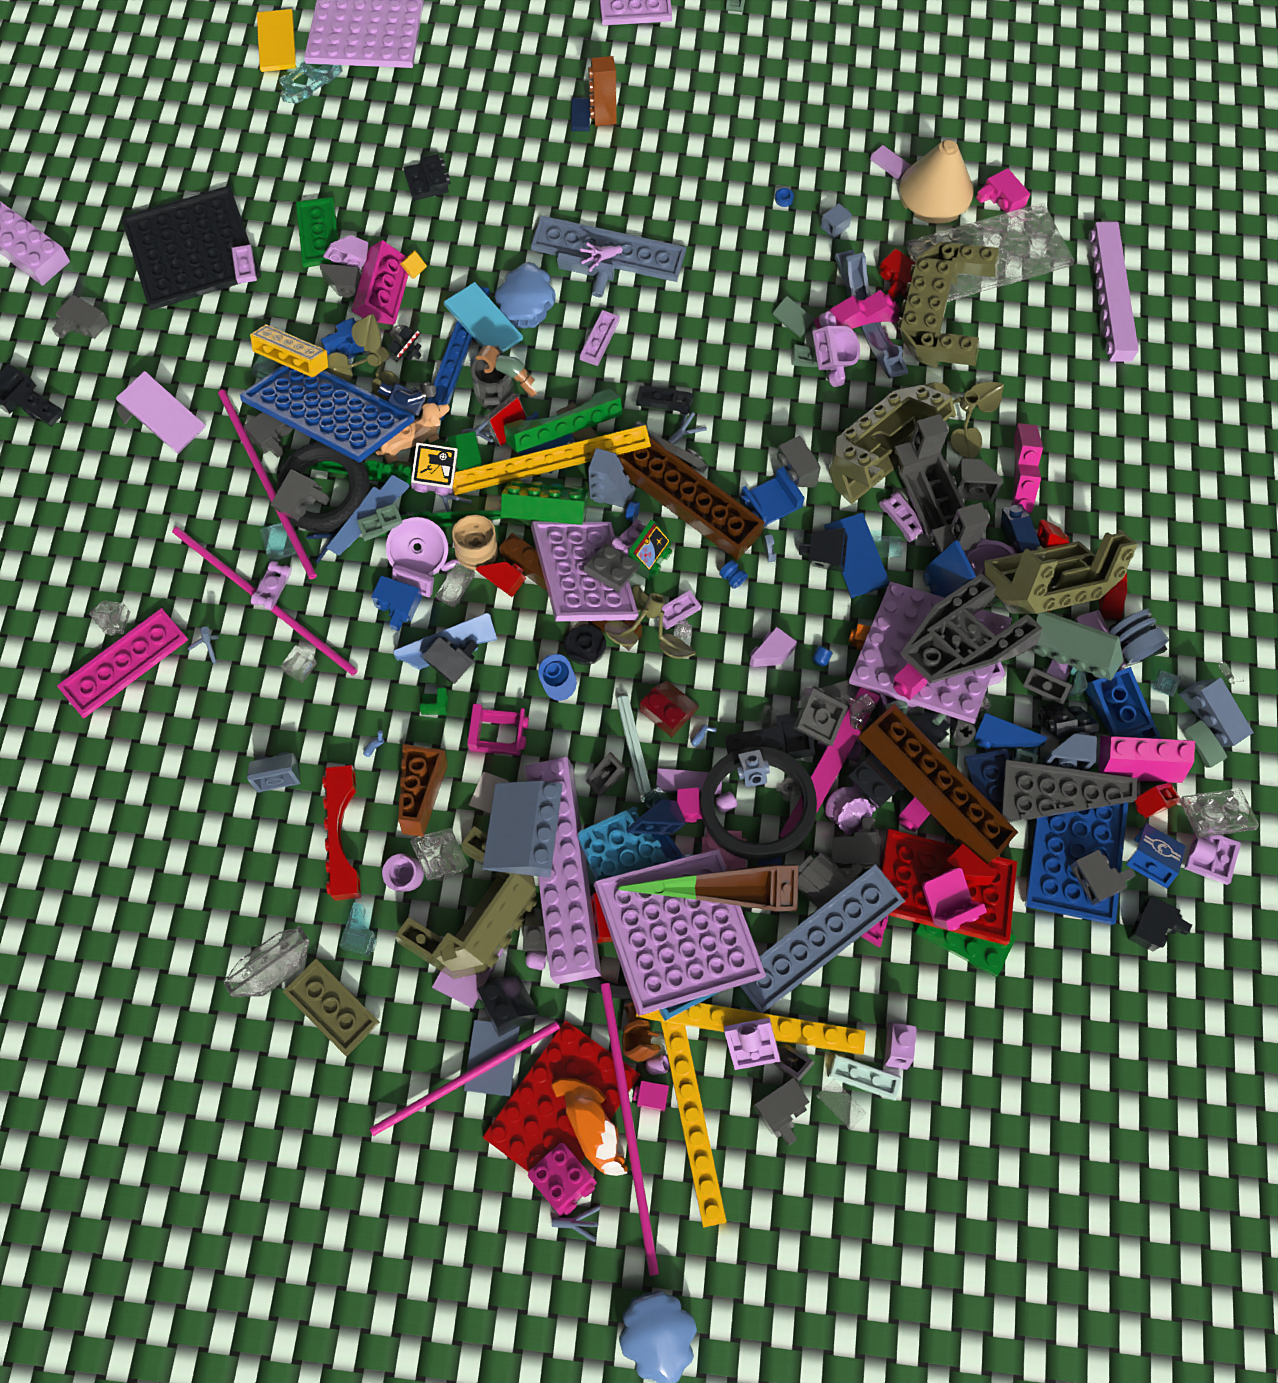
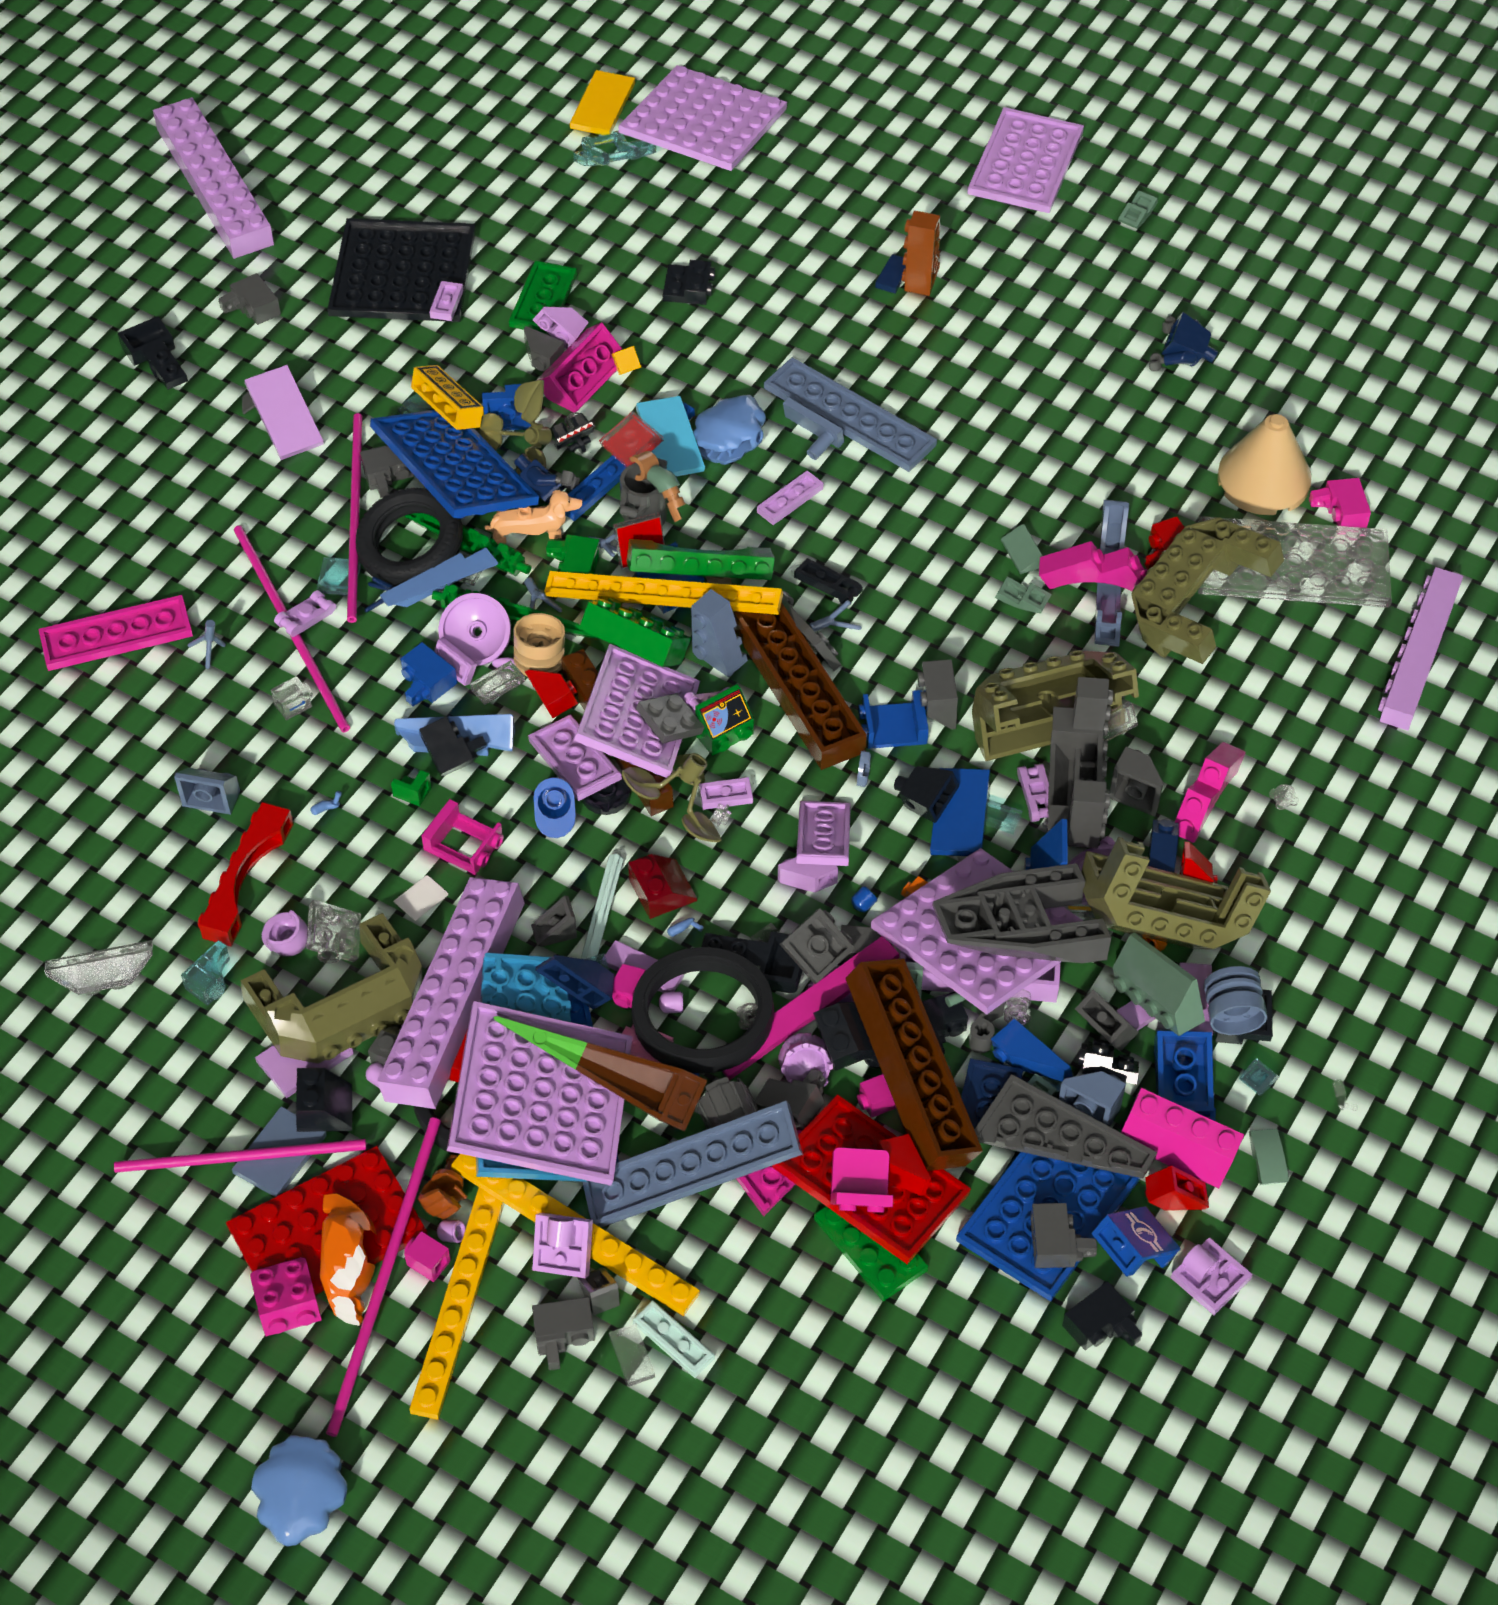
camera: 25 degrees right, 15 degrees down
(110, 616) = (126, 584): clear slope -> none
(296, 494) = (373, 530): dark grey hinge -> none
(331, 1007) = (141, 1034): olive plate -> none
(379, 523) = (442, 589): sand green slope -> none
(420, 784) = (347, 856): dark orange wedge -> none
(434, 469) = (532, 556): piece -> none
(456, 335) = (630, 438): none -> clear tile
(523, 828) = (431, 926): sand blue slope -> none
(536, 621) = (579, 765): none -> lavender tile
(575, 1222) = (273, 1345): sand blue plant -> none
(600, 253) = (833, 412): lavender piece -> none
(632, 511) = (730, 677): blue tile -> none
(733, 574) = (808, 782): blue wheel -> none
(752, 768) = (710, 966): sand blue brick -> none
(771, 616) = (823, 833): none -> lavender tile
(784, 197) = (1080, 427): blue tile -> none
(829, 98) = (1185, 343): none -> dark blue torso
(835, 348) = (1047, 592): lavender piece -> none
(836, 220) = (1126, 468): sand blue brick -> none
(859, 709) = (866, 951): clear animal -> none
(890, 162) = (1224, 429): lavender tile -> none
(900, 1045) = (731, 1312): lavender torso -> none
(908, 682) = (930, 941): dark pink brick -> none
(987, 398) = (1205, 706): olive plant -> none
(1078, 445) = (1284, 791): none -> clear plate
(1078, 683) = (1144, 1036): clear light blue slope -> none
(1113, 602) = (1245, 951): red slope -> none
(1218, 710) = (1300, 1125): sand blue wedge -> none
(1219, 812) = (1242, 1231): clear plate -> none

